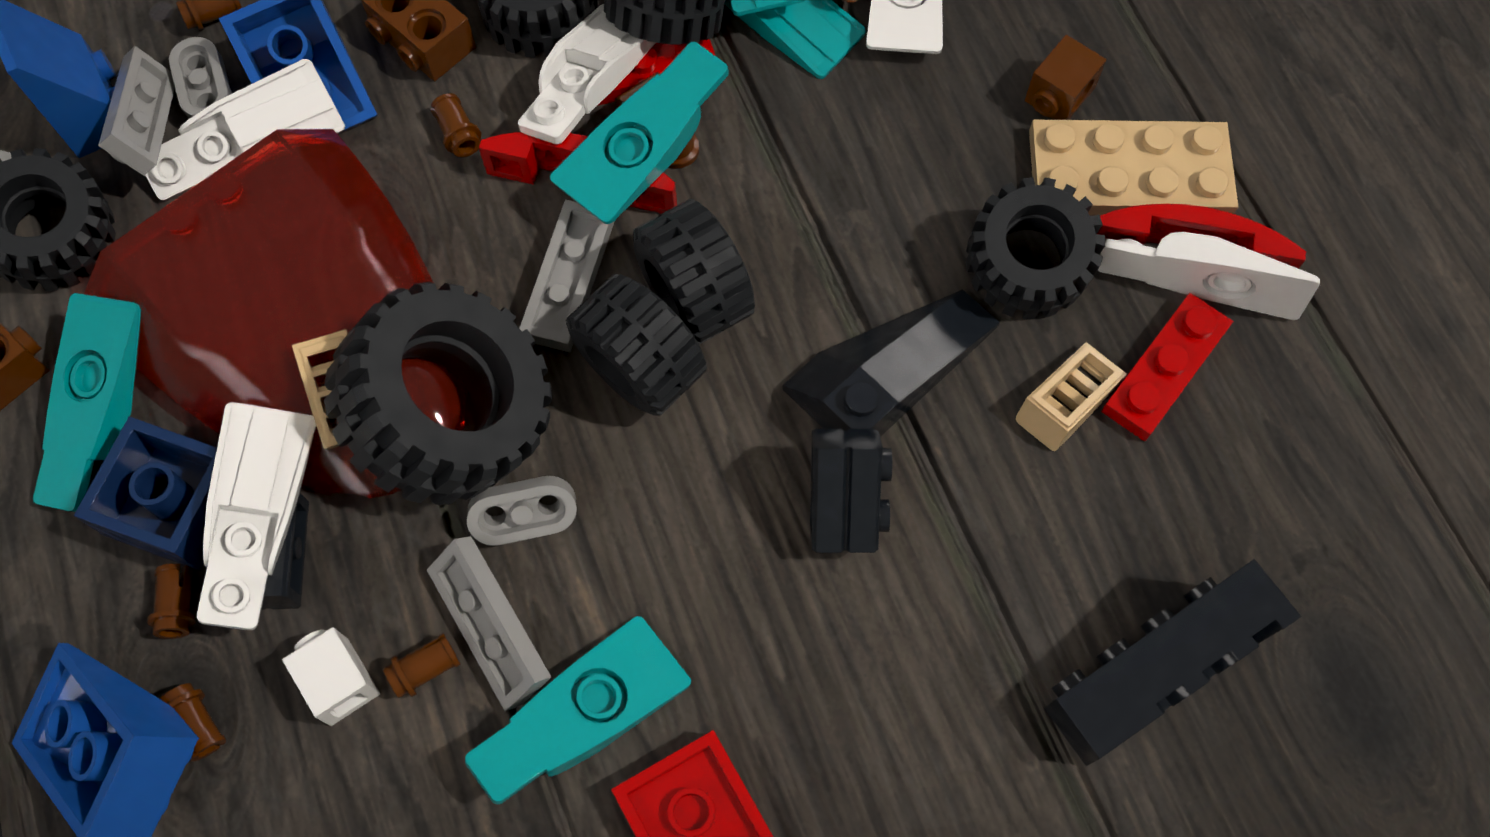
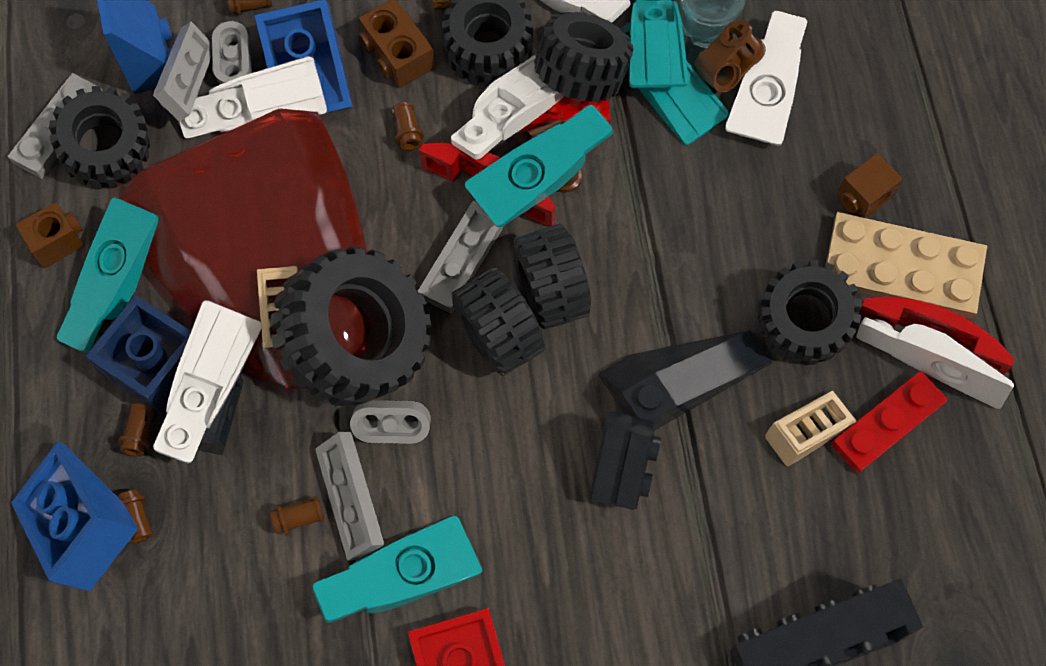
camera: 15 degrees right, 0 degrees up
(330, 675) = (233, 507): white brick -> none

